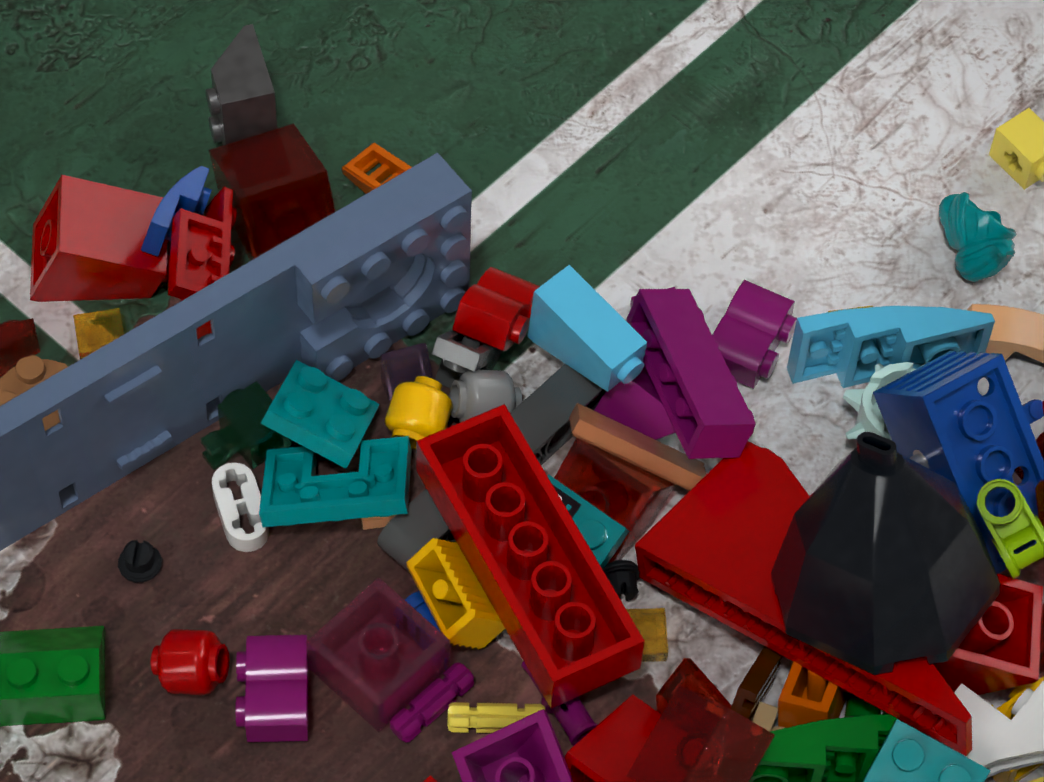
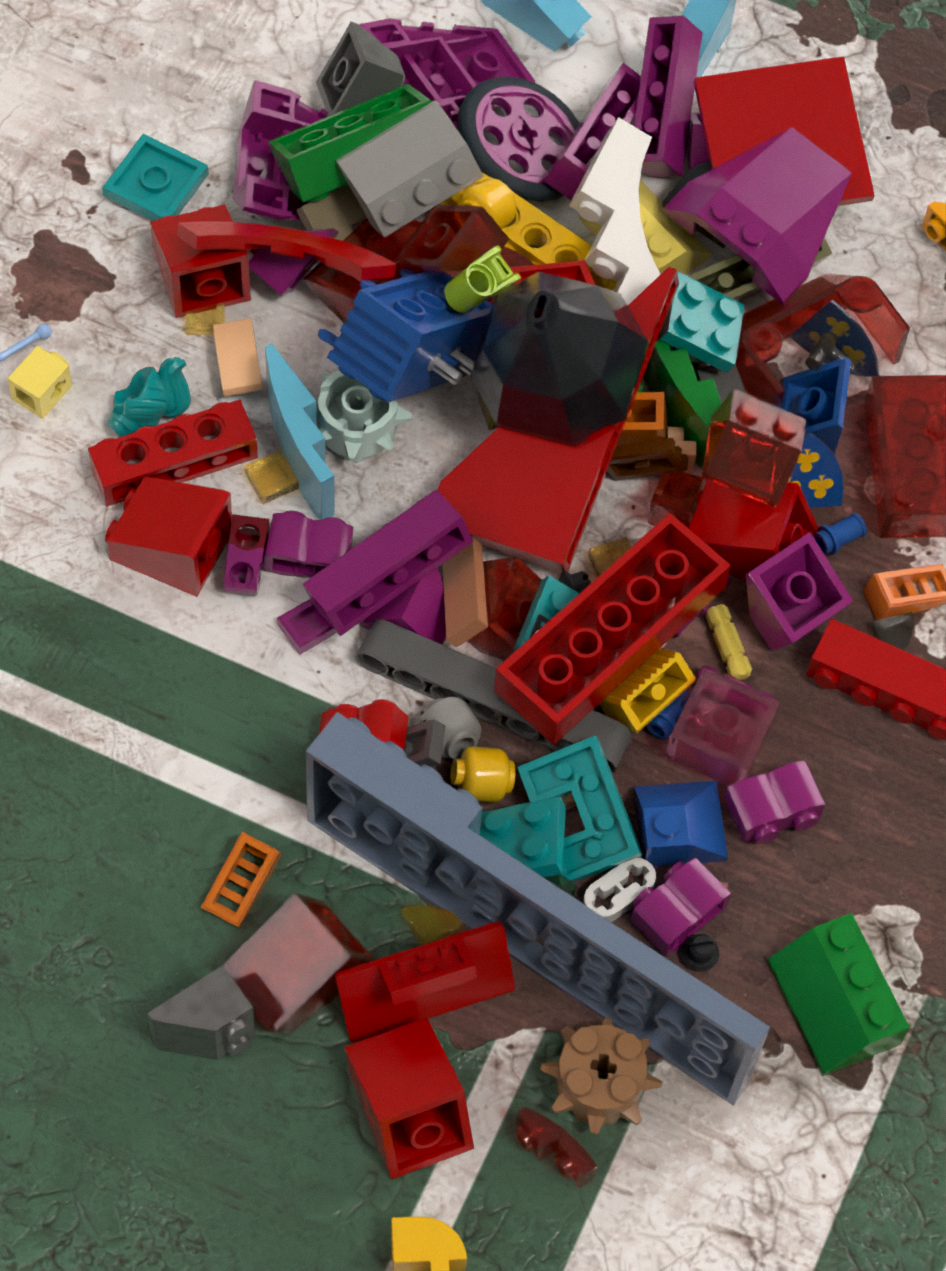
camera: 110 degrees left, 5 degrees up
(97, 330) = (492, 1069): clear yellow tile -> none
(185, 194) = (351, 1020): blue slope -> none
(190, 662) = (780, 871): red head -> none
(194, 550) = (679, 906): none -> magenta brick
(292, 582) = (680, 823): none -> blue slope
(585, 331) = (385, 642): medium azure slope -> none
(757, 265) = (246, 554): none -> leg
(798, 212) = (172, 532): none -> red slope
(888, 186) = (195, 458): none -> red brick

